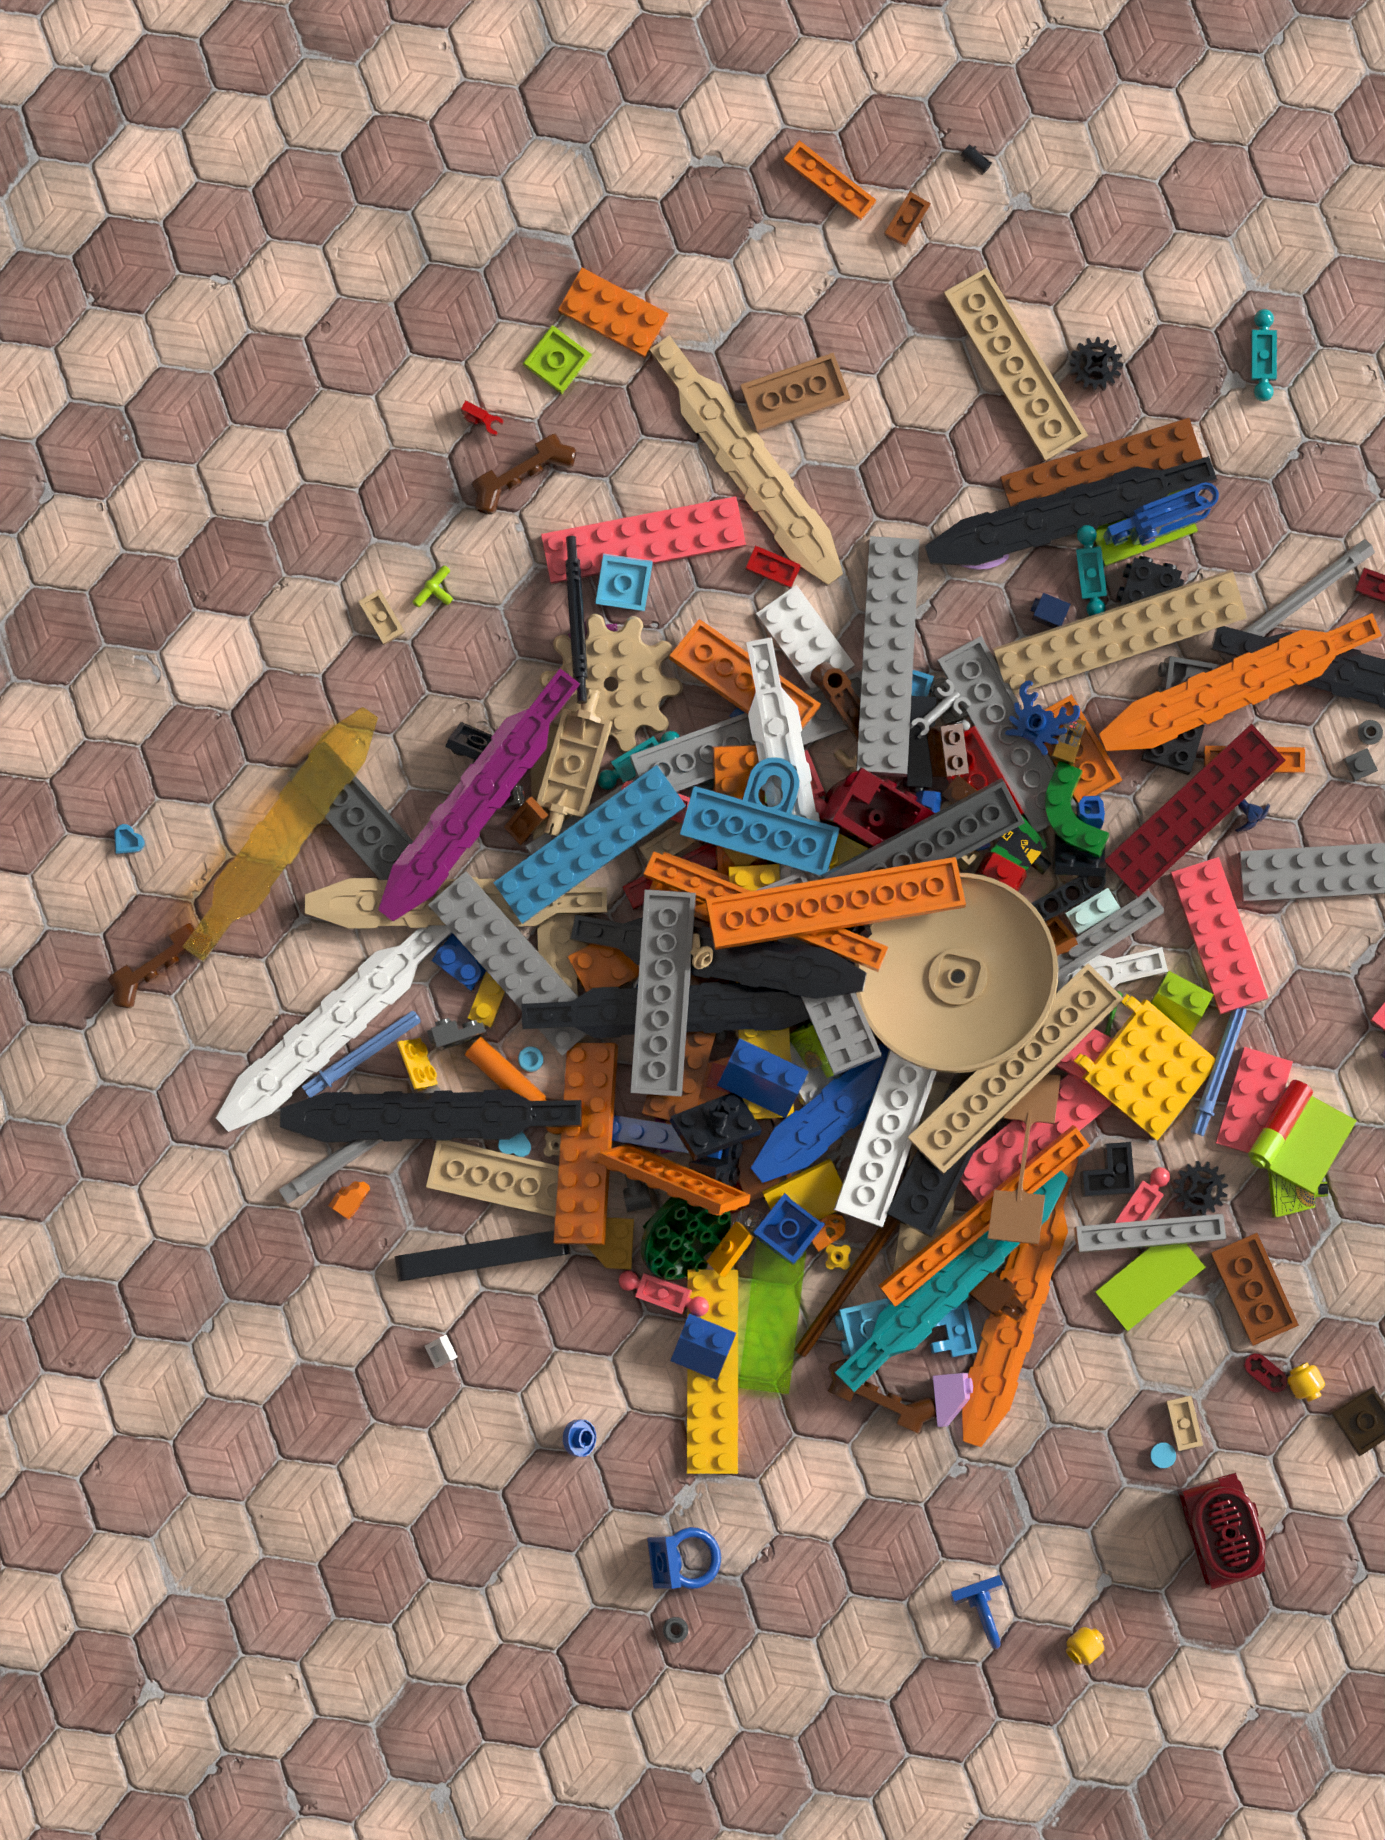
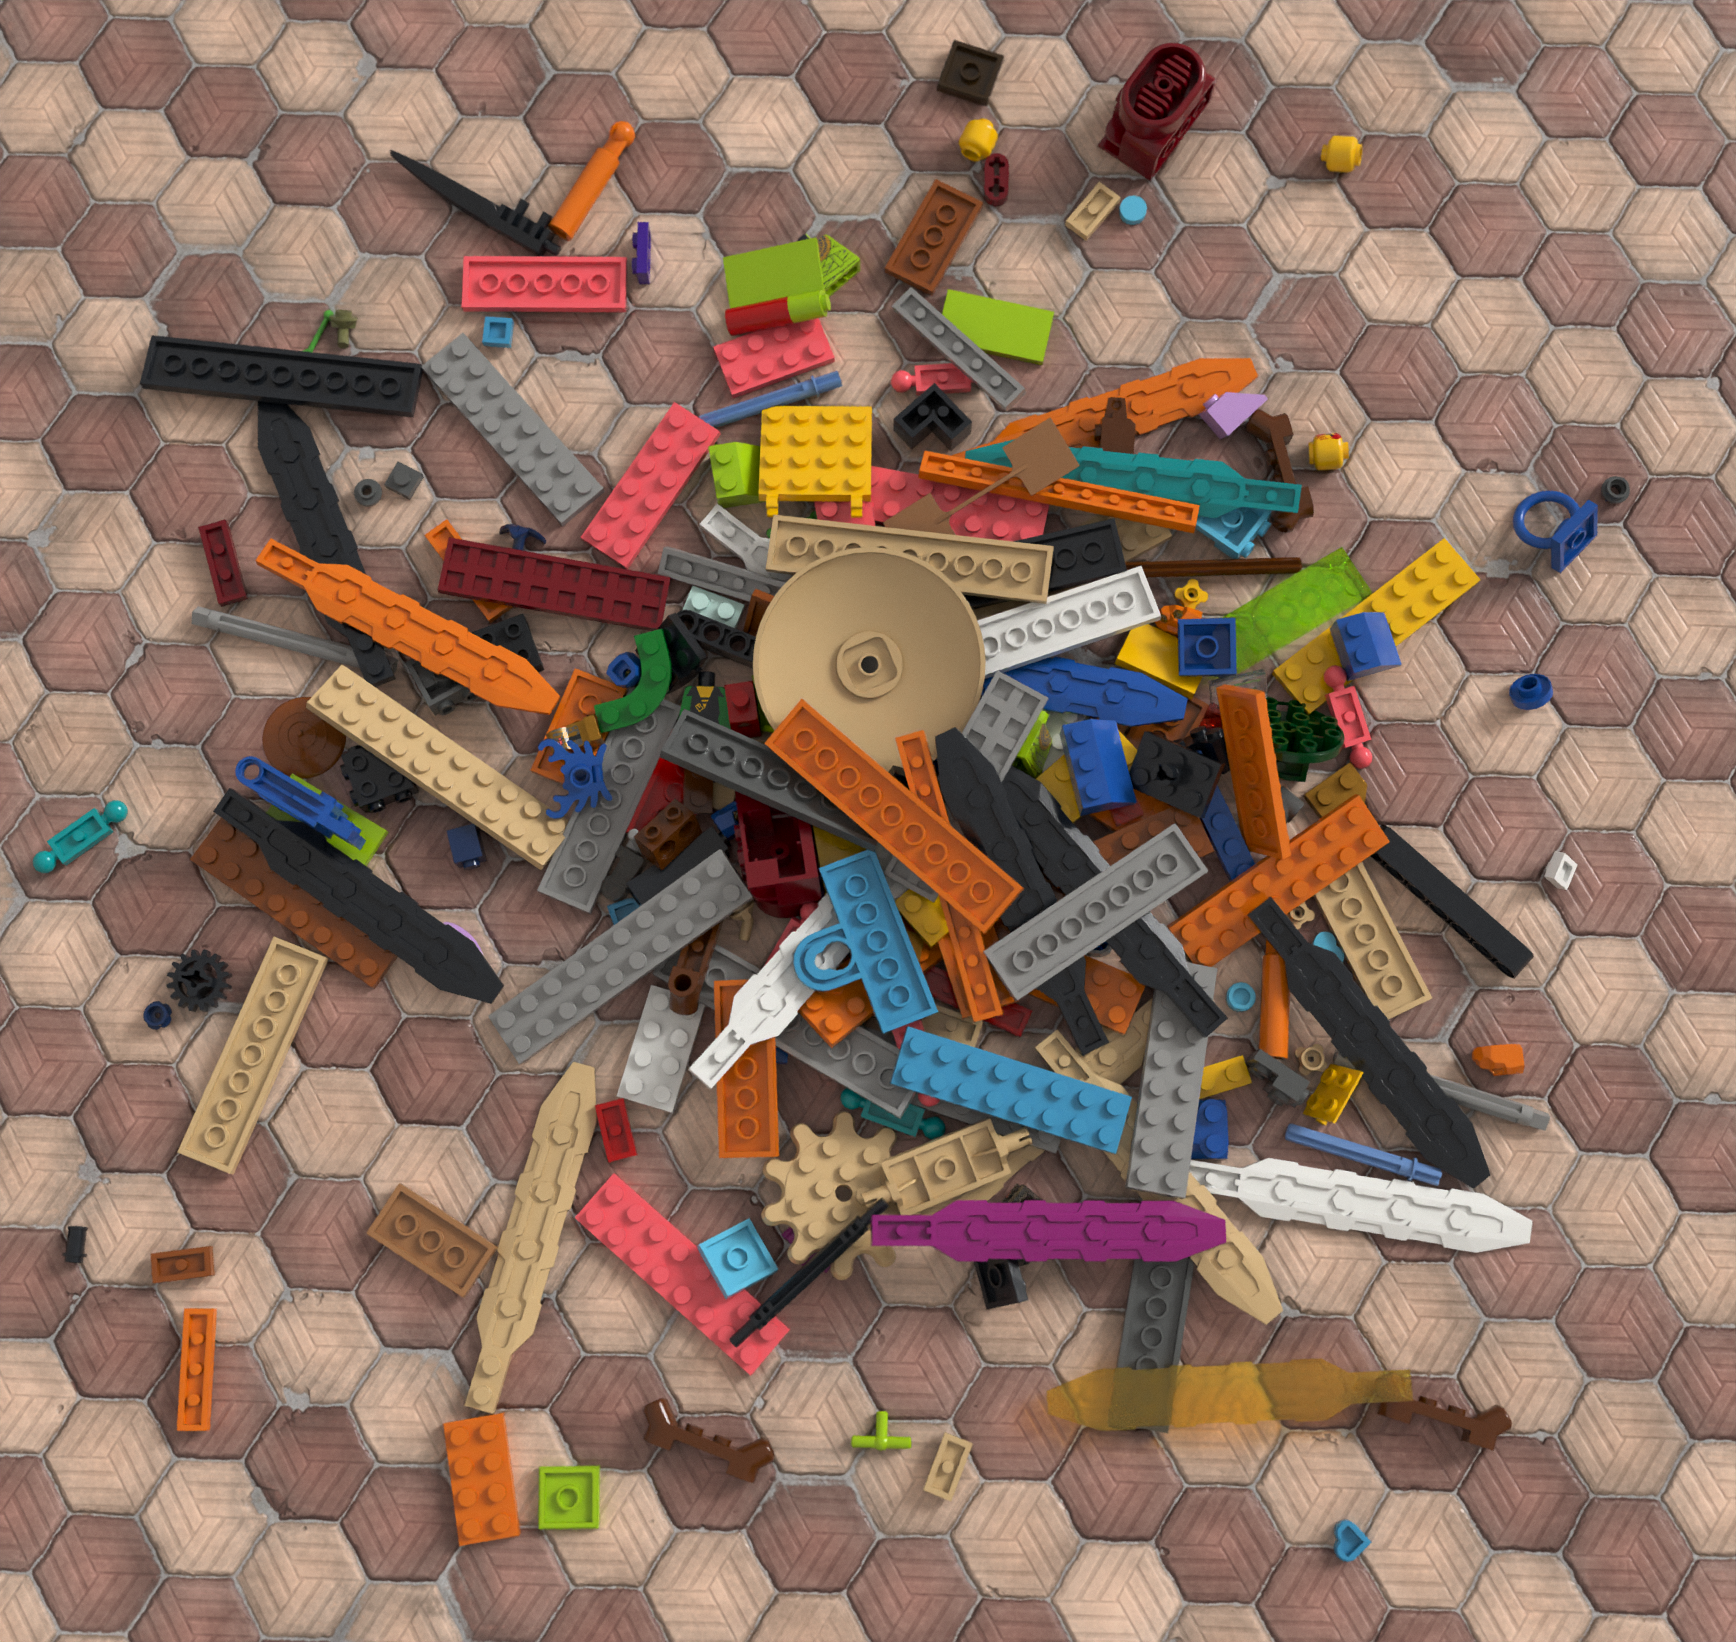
camera: 125 degrees left, 5 degrees down
(448, 1065) = (1318, 1063): none -> tan plate
(475, 415) = (683, 1533): red plate -> none
(526, 820) = (1032, 1170): dark orange plate -> none
(701, 956) = (1036, 900): tan plate -> none
(730, 1249) = (1276, 686): light orange plate -> none
(866, 1442) = (1328, 451): none -> yellow head
(950, 699) = (619, 867): light grey bar -> none
(959, 1333) = (1176, 440): dark azure plate -> none
(978, 1595) = (1377, 263): blue tile -> none
(1091, 570) = (402, 837): teal plate -> none
(1096, 314) = (150, 1015): none -> dark blue plate
(1194, 1177) = (893, 348): black gear -> none
(1218, 549) = (301, 740): none -> dark orange hat

